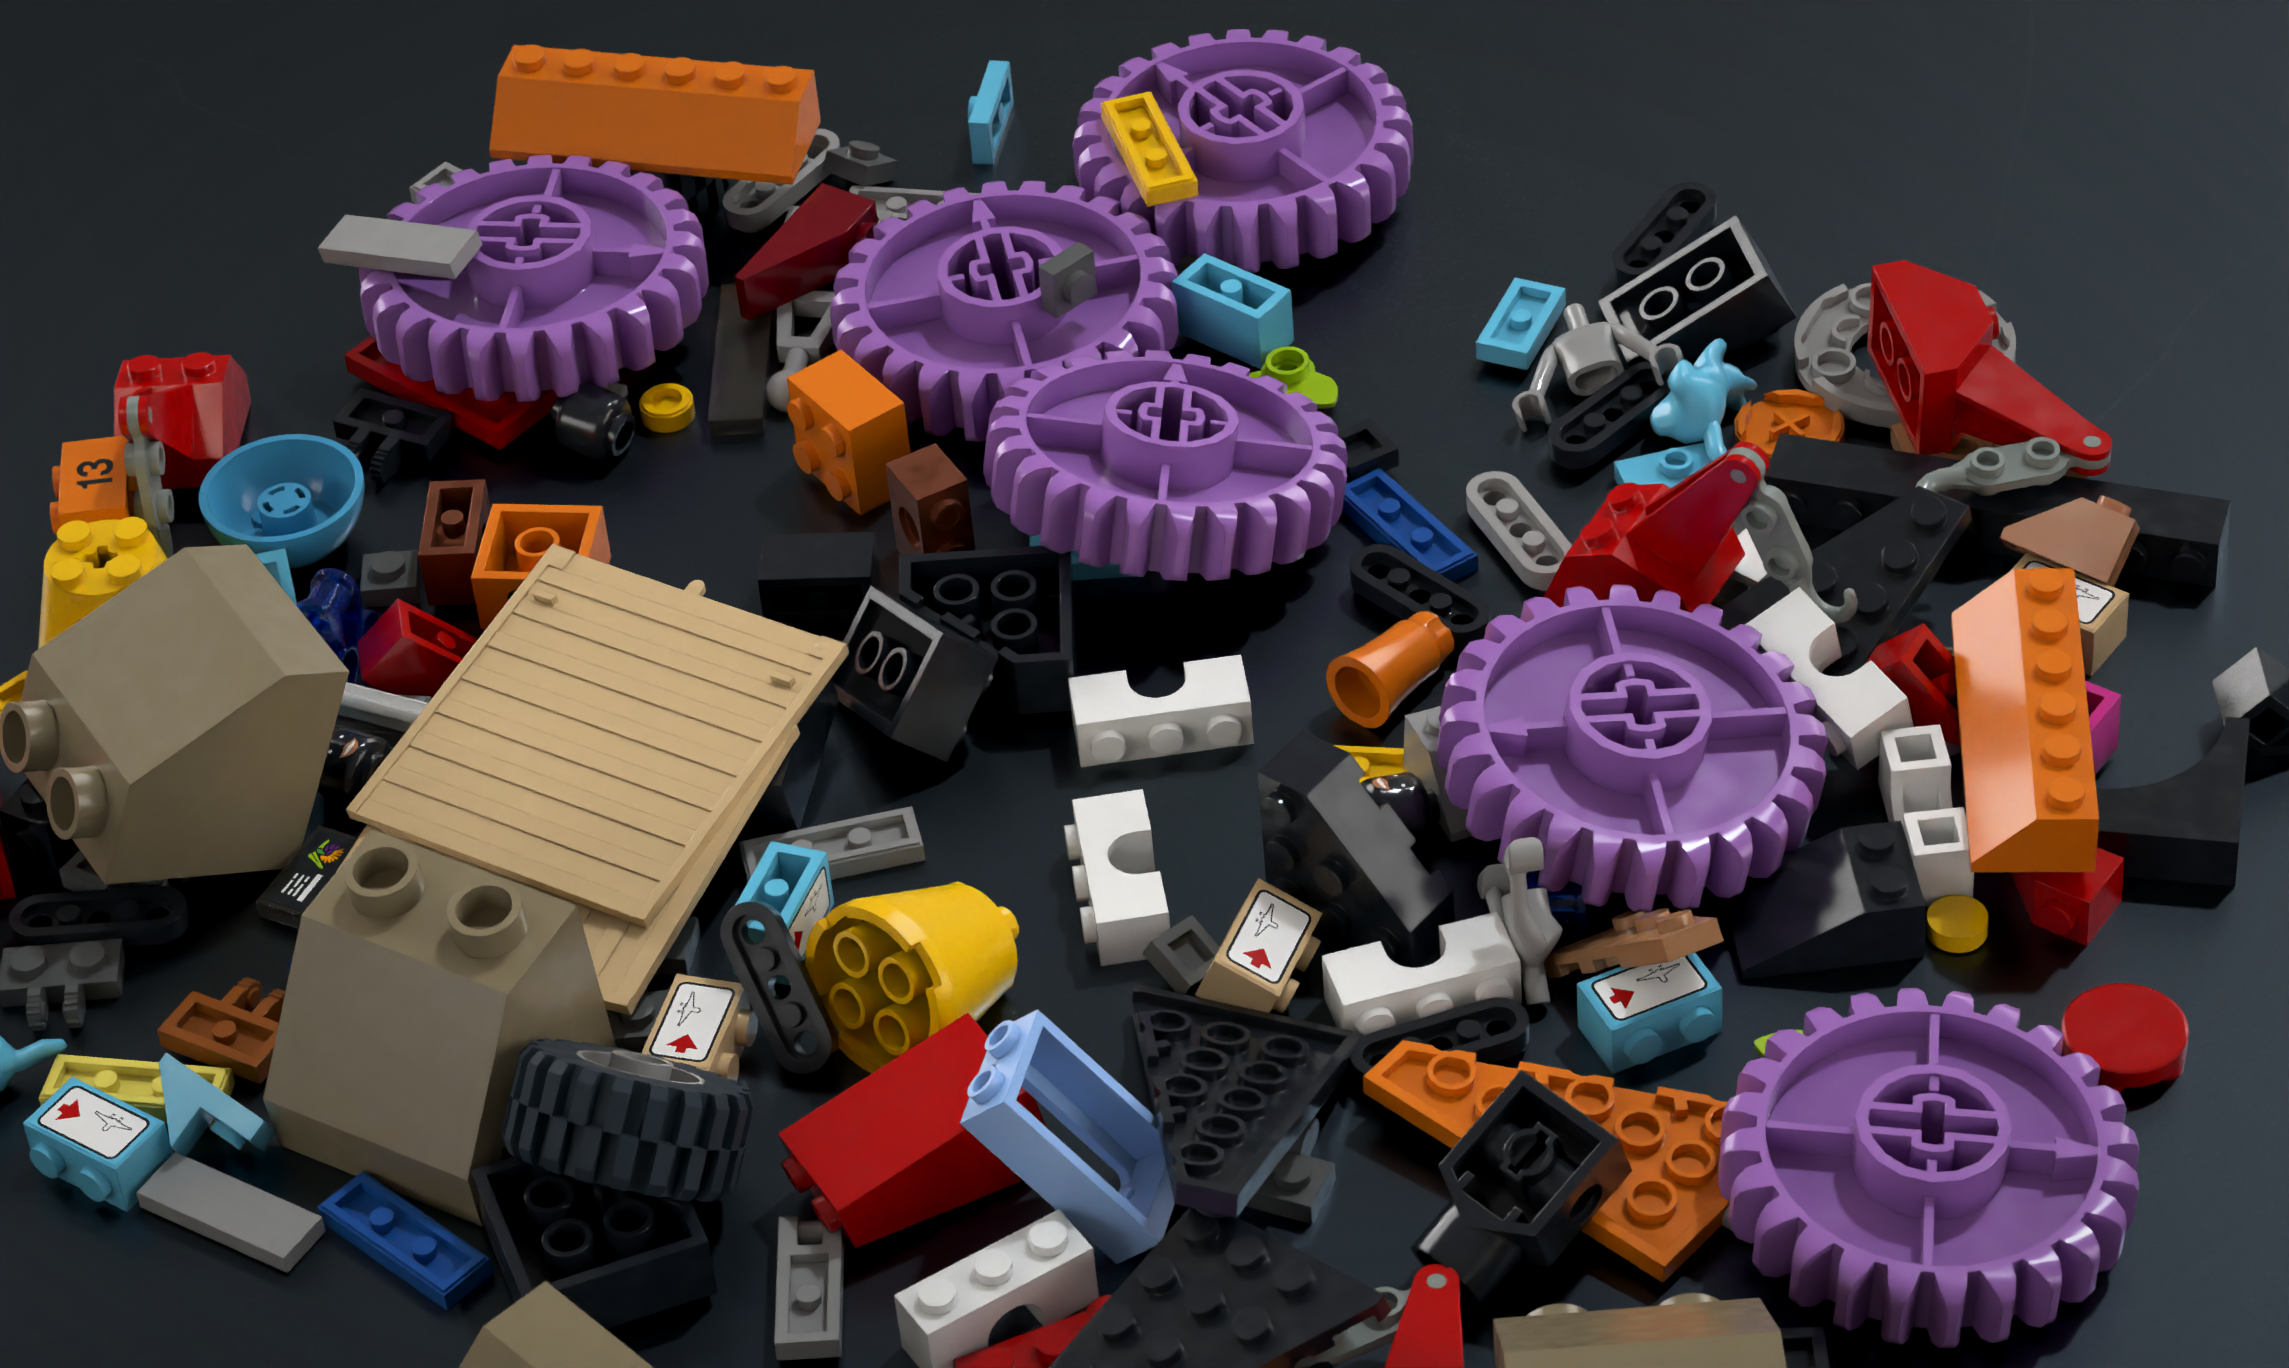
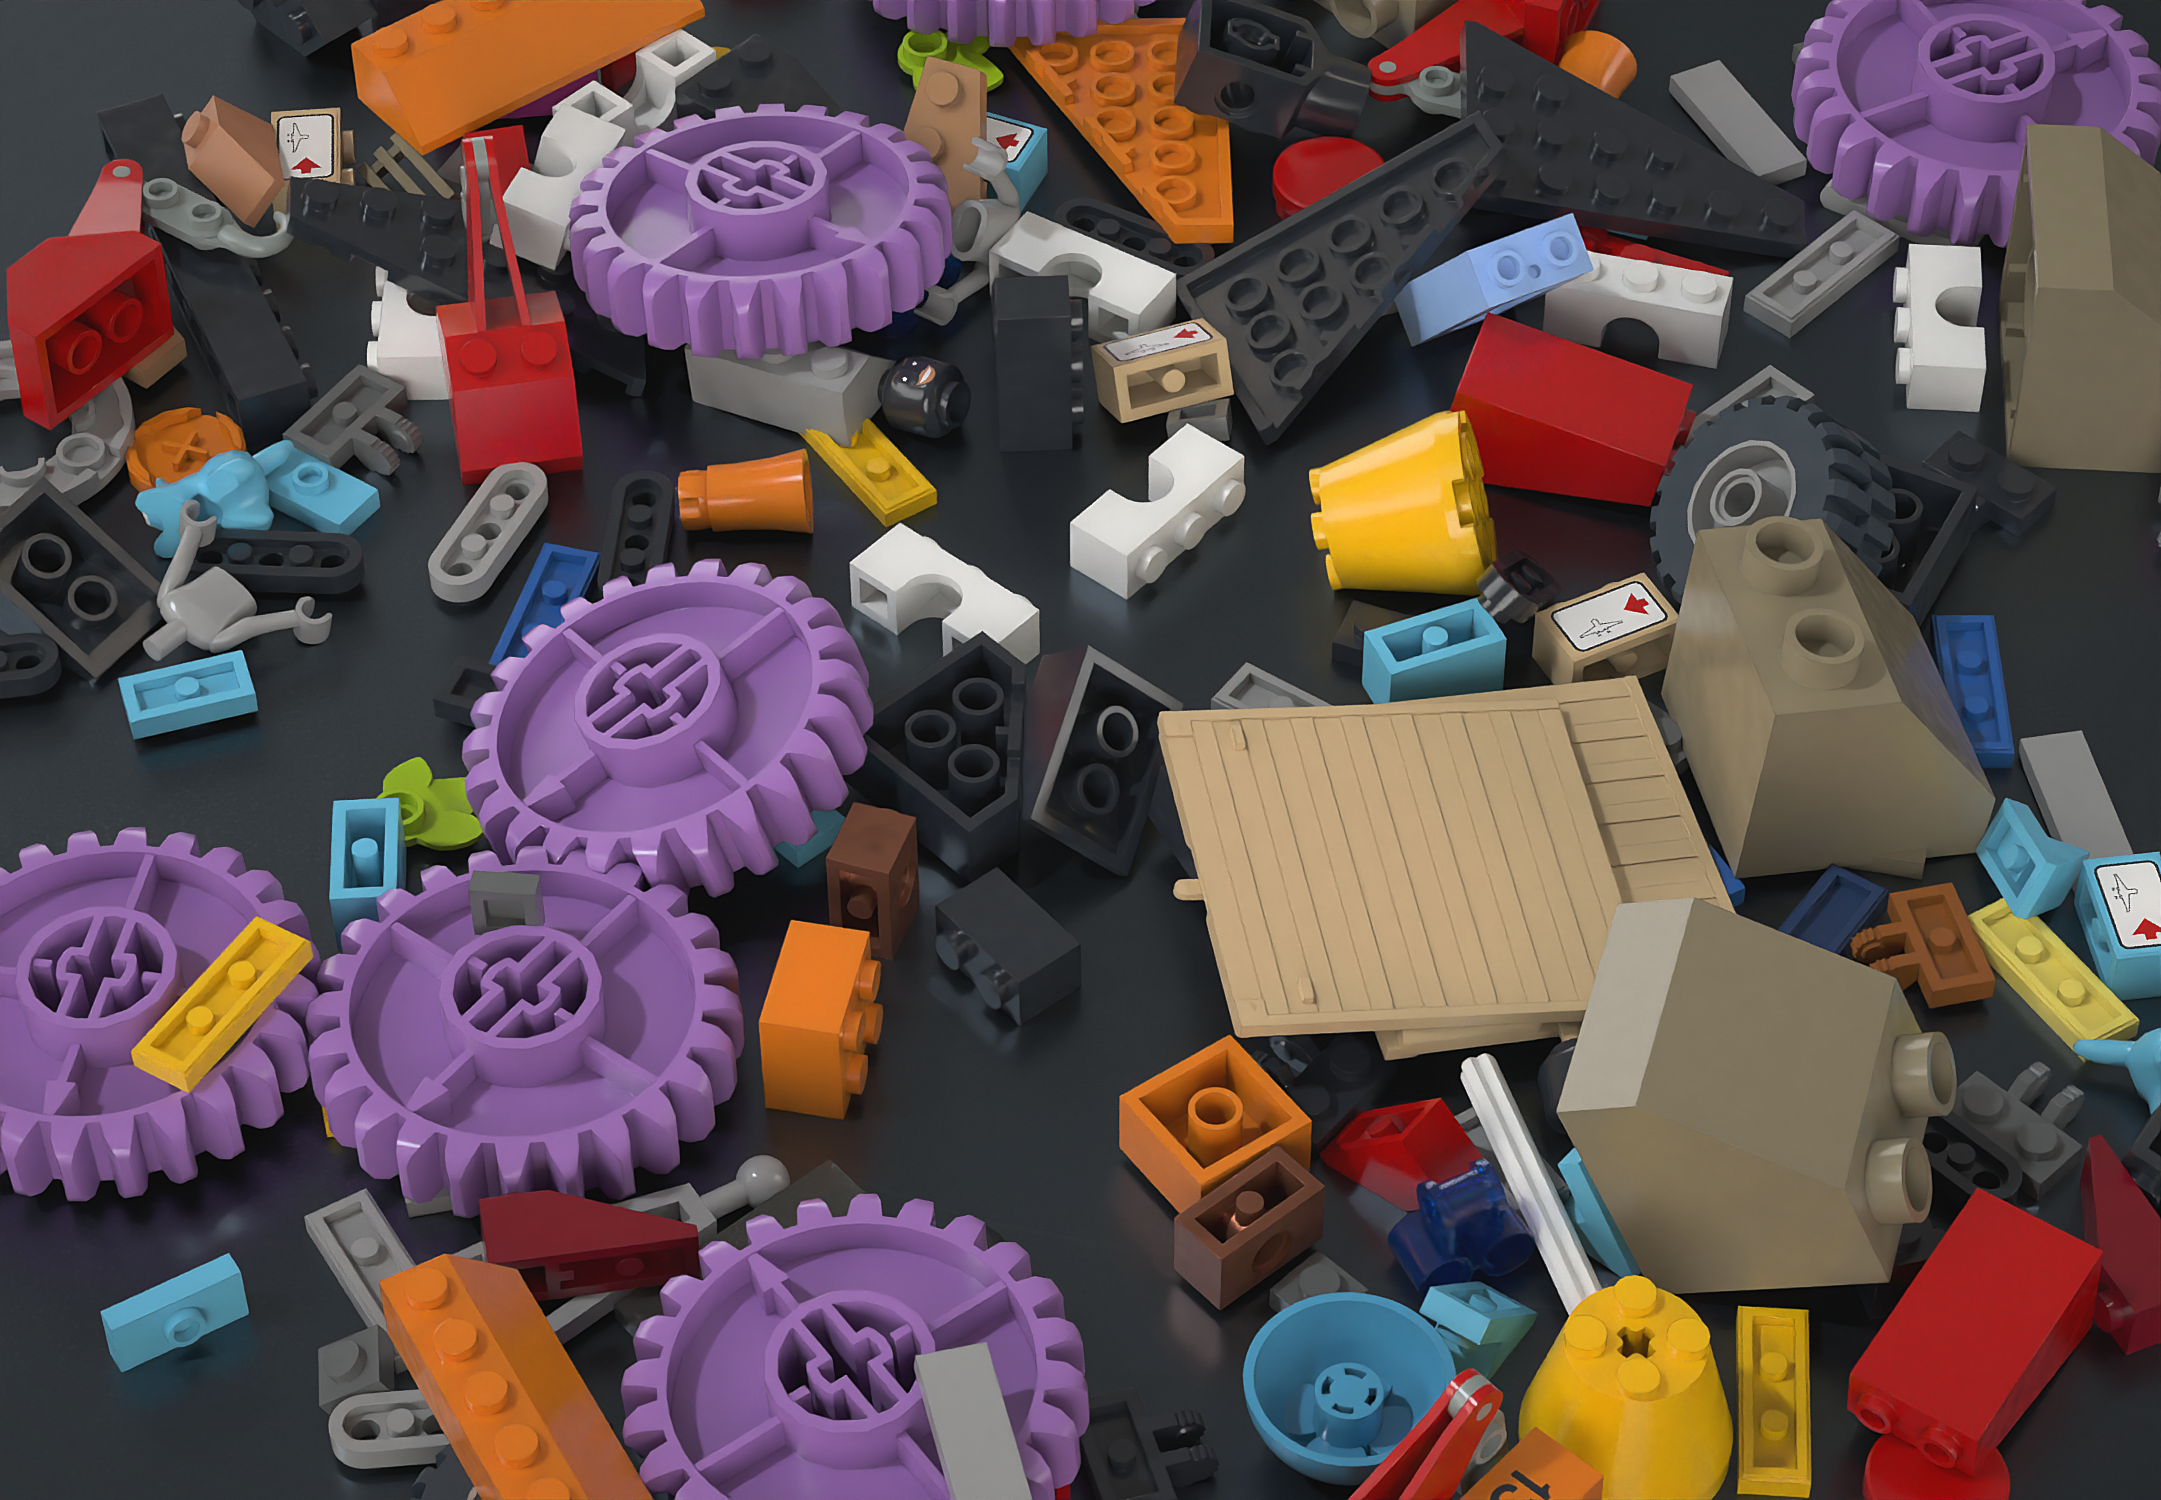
camera: 135 degrees left, 5 degrees up
(1375, 1215) = (1318, 168): none -> red tile

